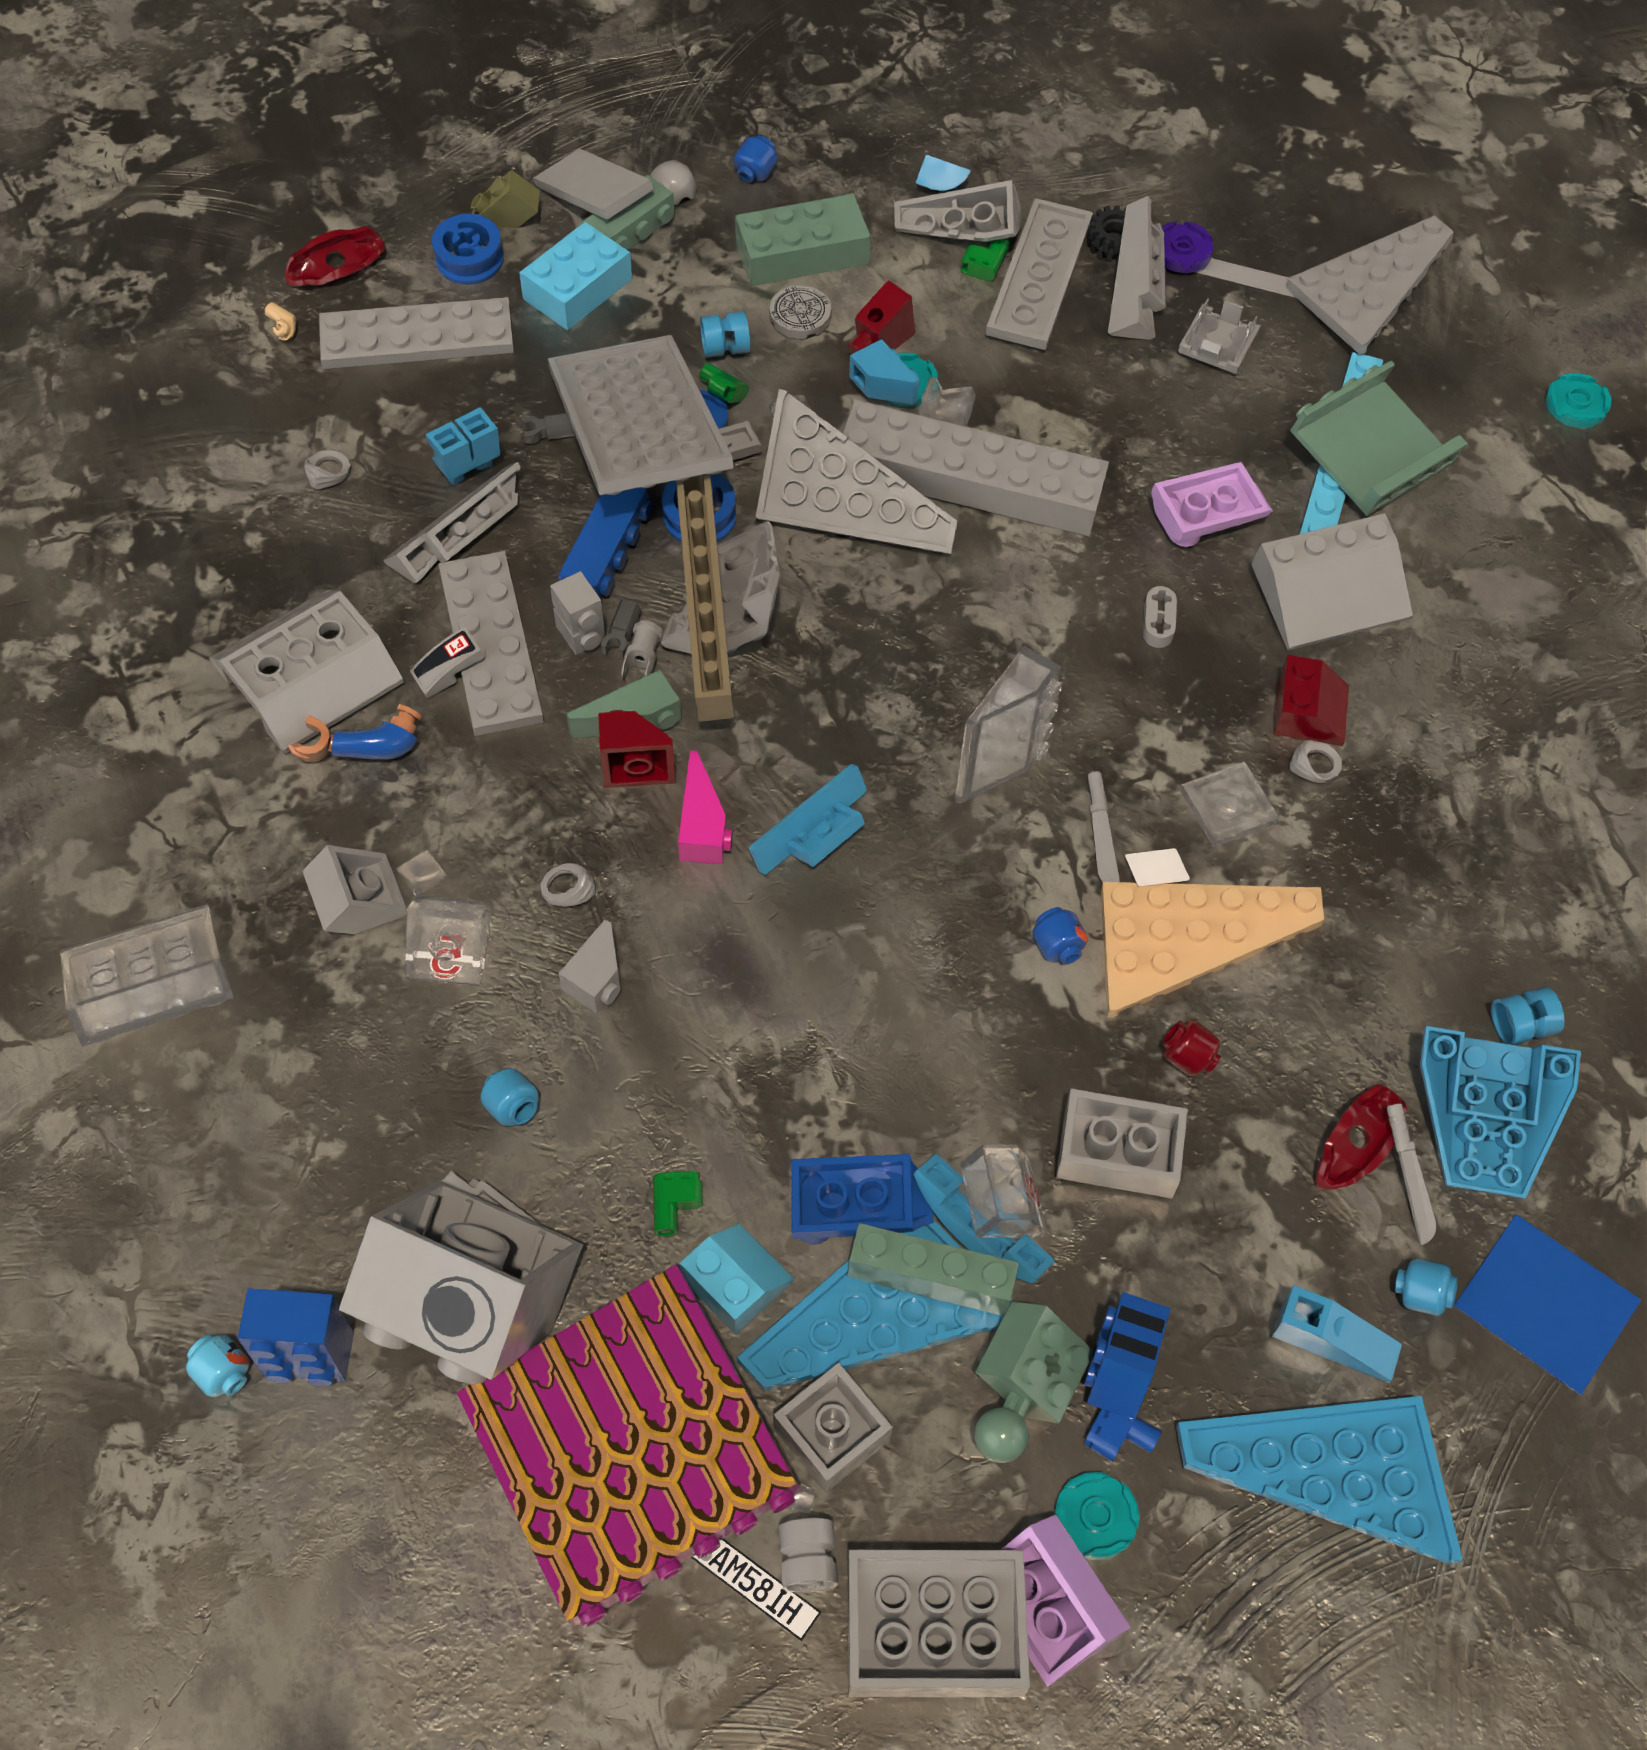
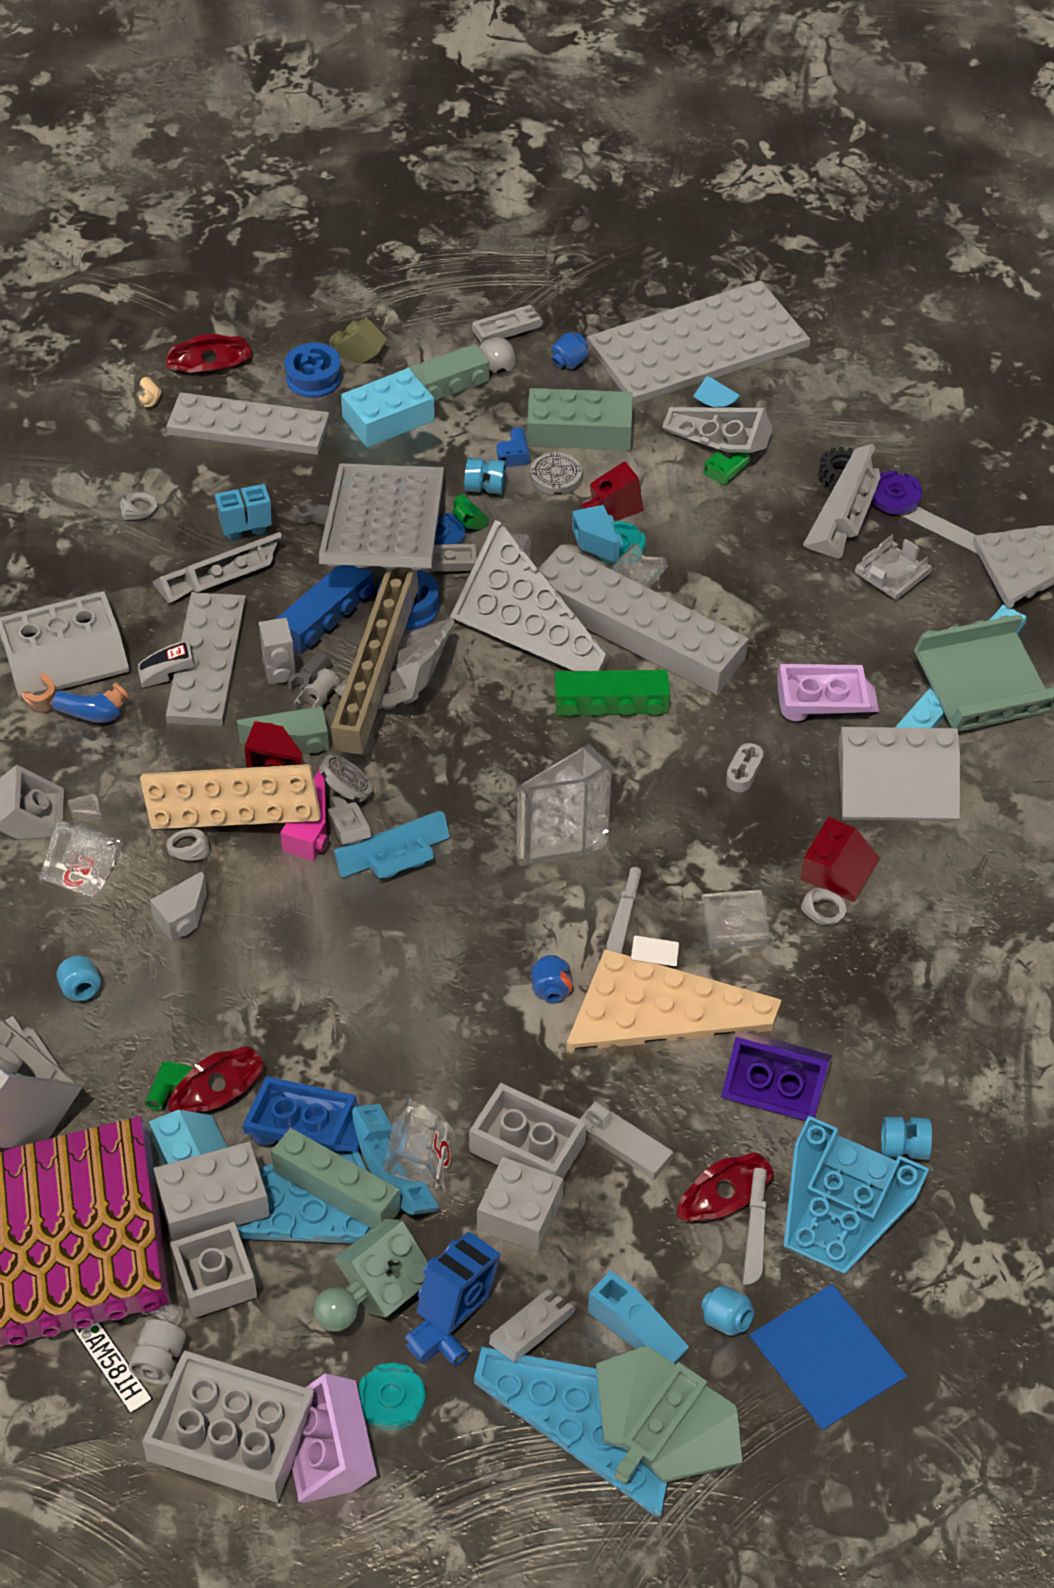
camera: 20 degrees right, 10 degrees down
(593, 183) = (430, 342): light grey tile -> none
(605, 816) = (230, 796): none -> tan bracket
(668, 142) = (507, 323): none -> light grey hinge
(723, 752) = (345, 777): none -> light grey tile
(742, 294) = (514, 451): none -> blue piece
(750, 806) = (348, 821): none -> light grey hinge
(752, 1160) = (238, 1070): none -> dark red piece
(793, 1331) = (211, 1191): none -> light grey brick
(890, 116) = (697, 341): none -> light grey plate
(978, 565) = (611, 692): none -> green brick
(1039, 274) = (763, 487): light grey plate -> none
(1146, 1228) = (520, 1204): none -> light grey piece
(1191, 1048) = (618, 1086): dark red head -> none
(1220, 1378) = (531, 1325): none -> light grey hinge
(1224, 1110) = (626, 1141): none -> light grey hinge
(1357, 982) = (776, 1075): none -> dark purple slope
(1418, 1445) = (665, 1417): none -> sand green panel

